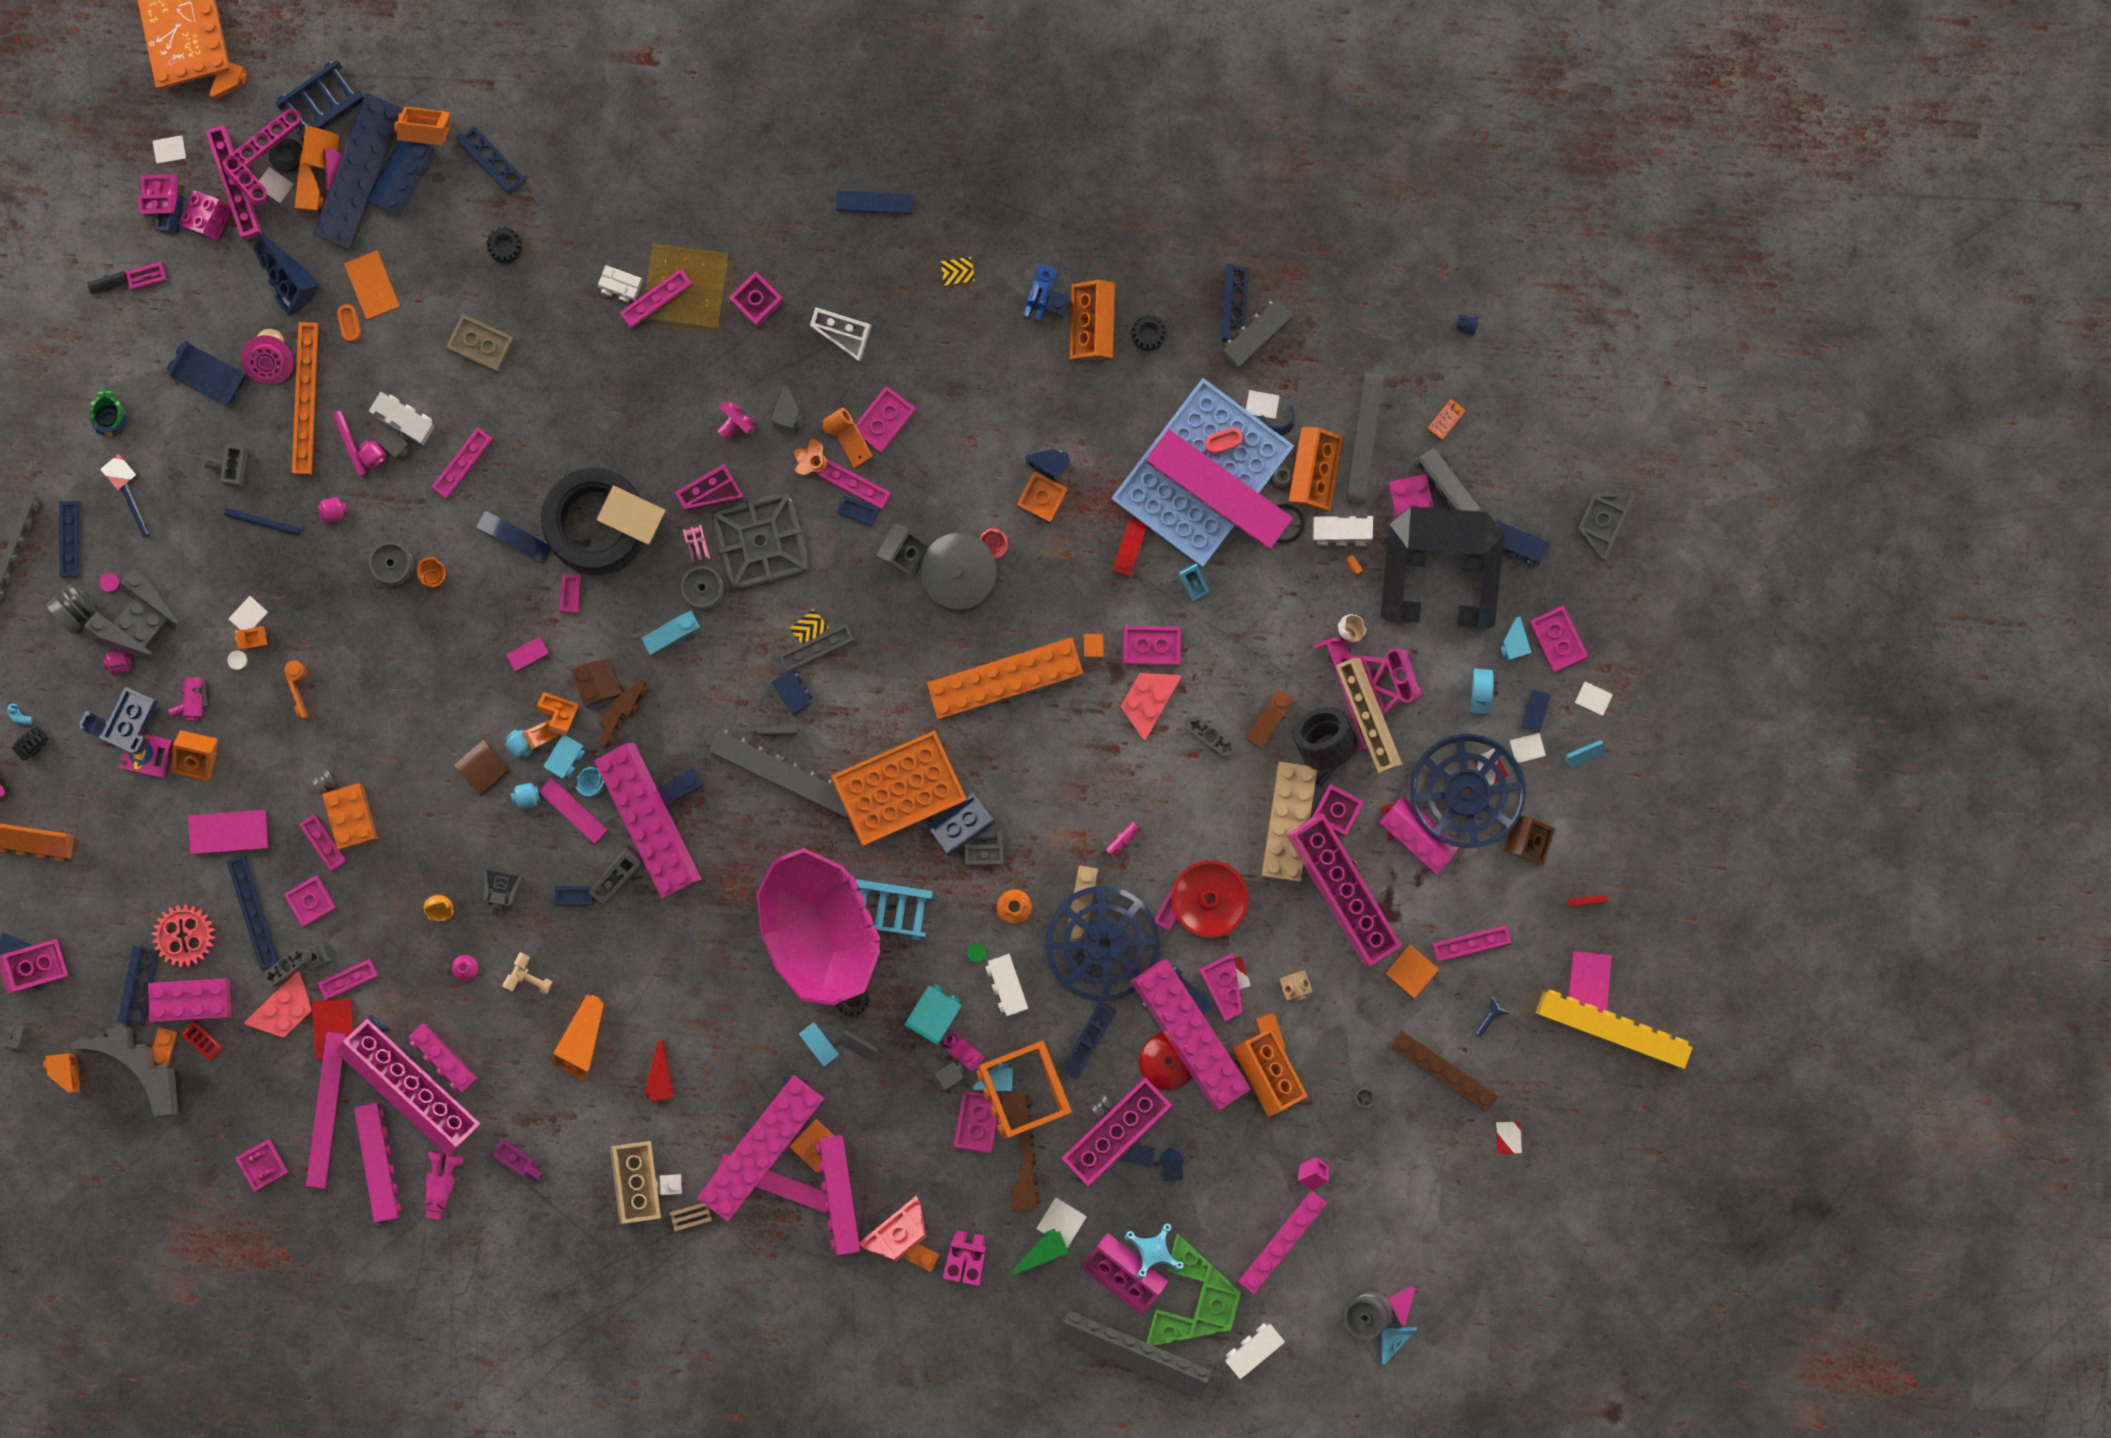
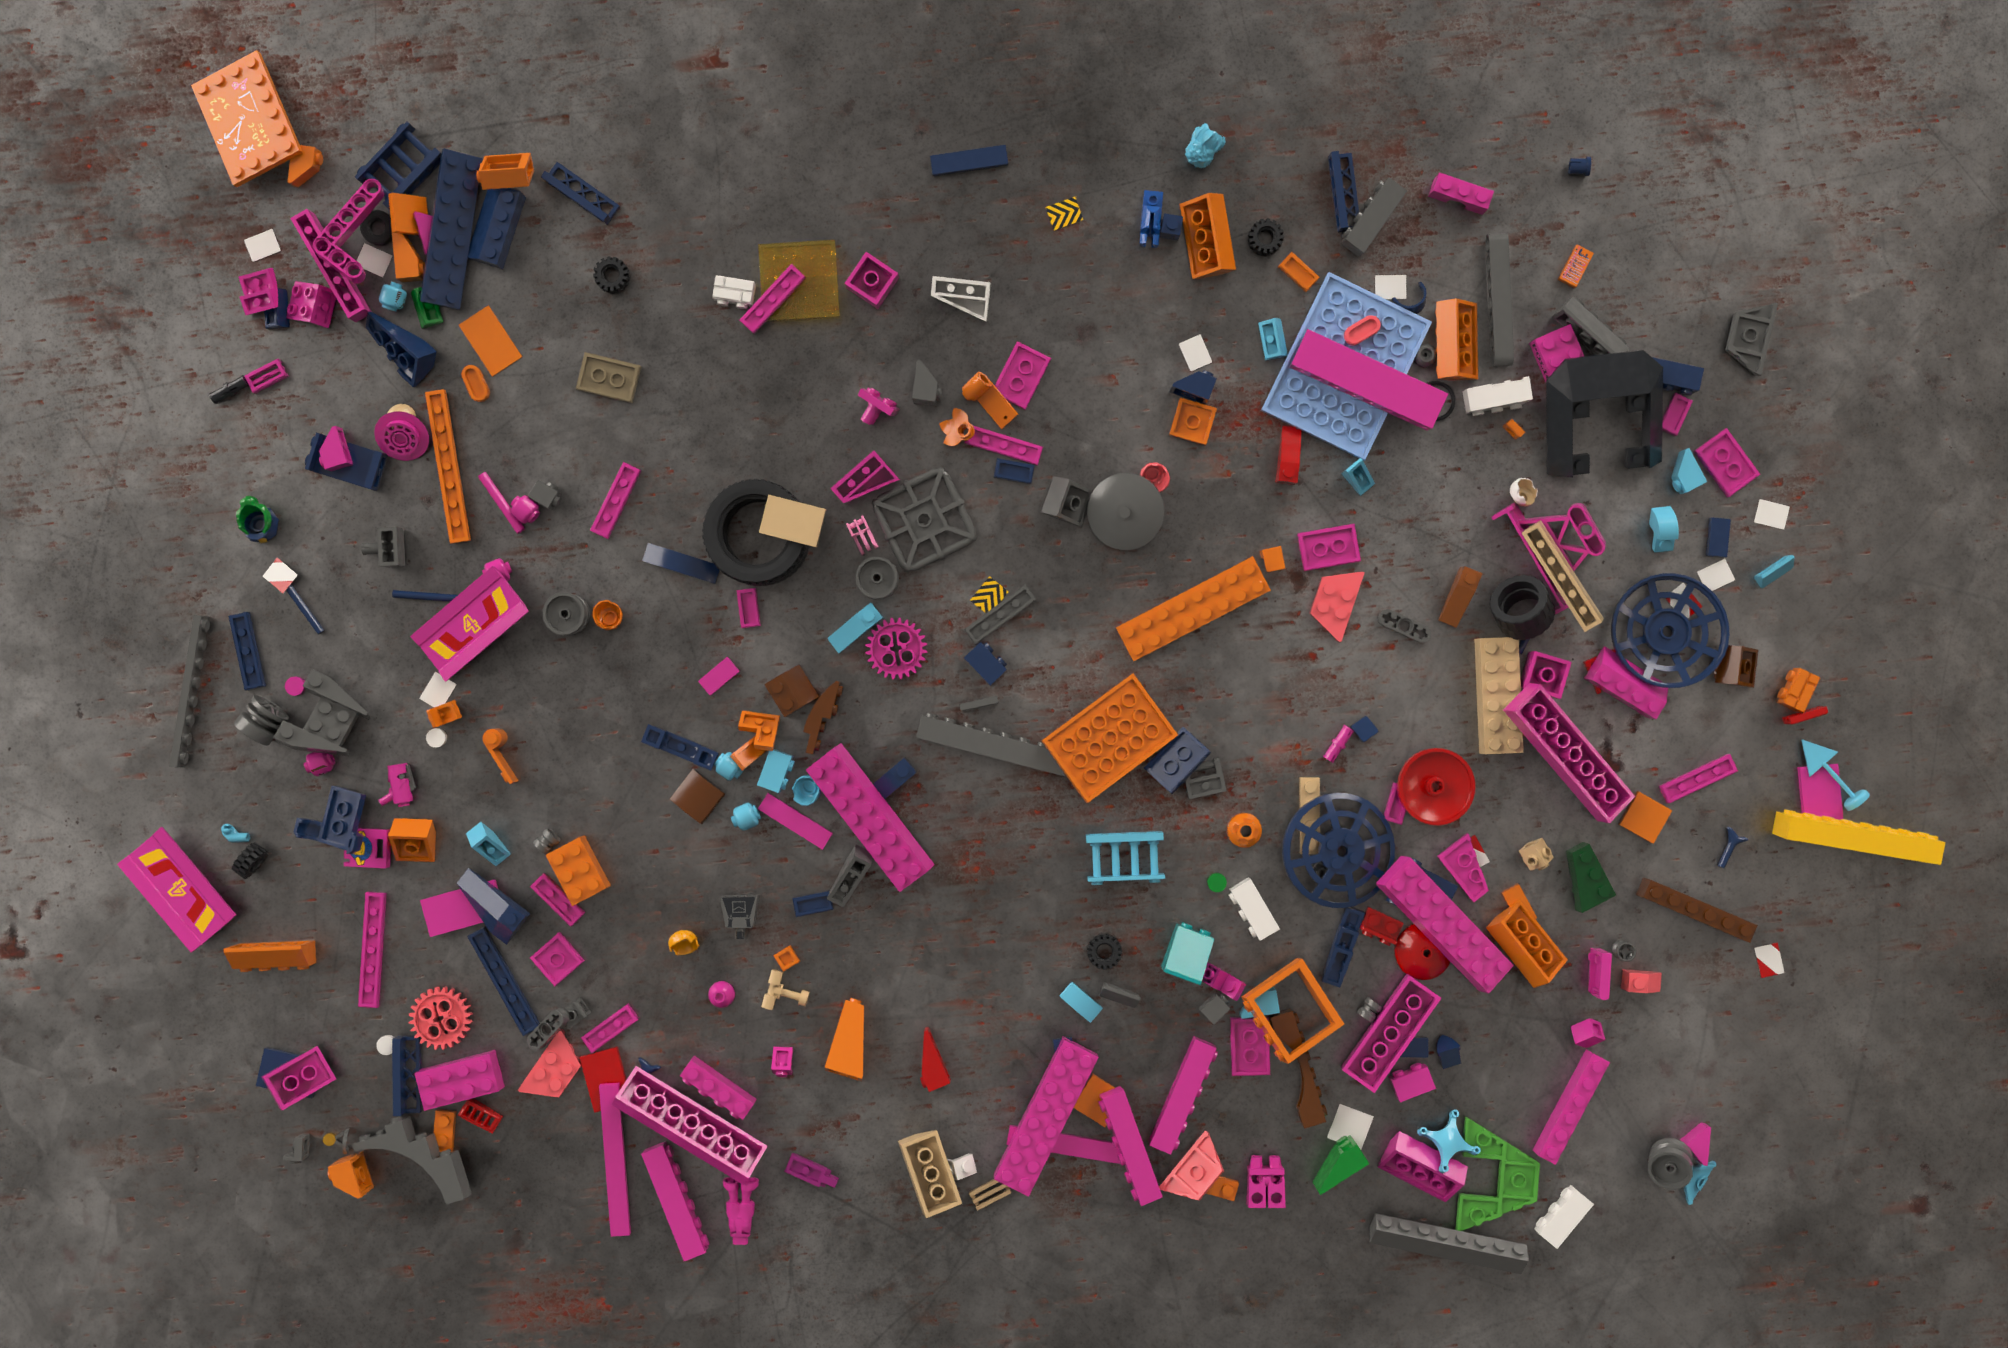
camera: 10 degrees left, 5 degrees up
(47, 1035) = (330, 1138): none -> piece
(123, 952) = (384, 1045): none -> white tile
(129, 856) = (372, 949): none -> dark pink tile
(198, 362) = (335, 451): none -> dark pink slope
(261, 839) = (496, 910): none -> dark blue wedge
(262, 1165) = (564, 1224): dark pink plate -> none
(266, 774) = (487, 844): none -> medium azure slope
(286, 224) = (392, 296): none -> medium azure head
(295, 554) = (470, 623): none -> dark pink hinge
(315, 246) = (427, 313): none -> green slope
(402, 418) = (546, 467): white wedge -> none
(475, 715) = (680, 746): none -> dark blue slope
(511, 1045) = (782, 1061): none -> dark pink bracket
(537, 944) = (786, 958): none -> orange tile
(689, 661) = (878, 651): none -> dark pink gear
(817, 928) = (1062, 897): dark pink windscreen -> none
(900, 1156) = (1182, 1095): none -> dark pink brick
(1058, 430) = (1195, 352): none -> white sticker
(1104, 234) = (1203, 146): none -> medium azure hair
(1129, 1187) = (1411, 1082): none -> dark pink brick
(1130, 1027) = (1381, 926): none -> red bracket
(1137, 432) = (1273, 338): none -> medium azure slope
(1151, 830) = (1364, 729): none -> dark blue slope
(1174, 372) = (1298, 272): none -> orange tile
(1337, 1101) = (1599, 973): none -> dark pink container
(1343, 1020) = (1588, 878): none -> dark green wedge
(1353, 330) = (1472, 196): none -> dark pink arch
(1377, 1132) = (1641, 981): none -> coral slope
(1516, 582) = (1675, 414): none -> dark pink tile
(1585, 874) = (1798, 689): none -> orange brick
(1592, 944) = (1816, 757): none -> medium azure piece

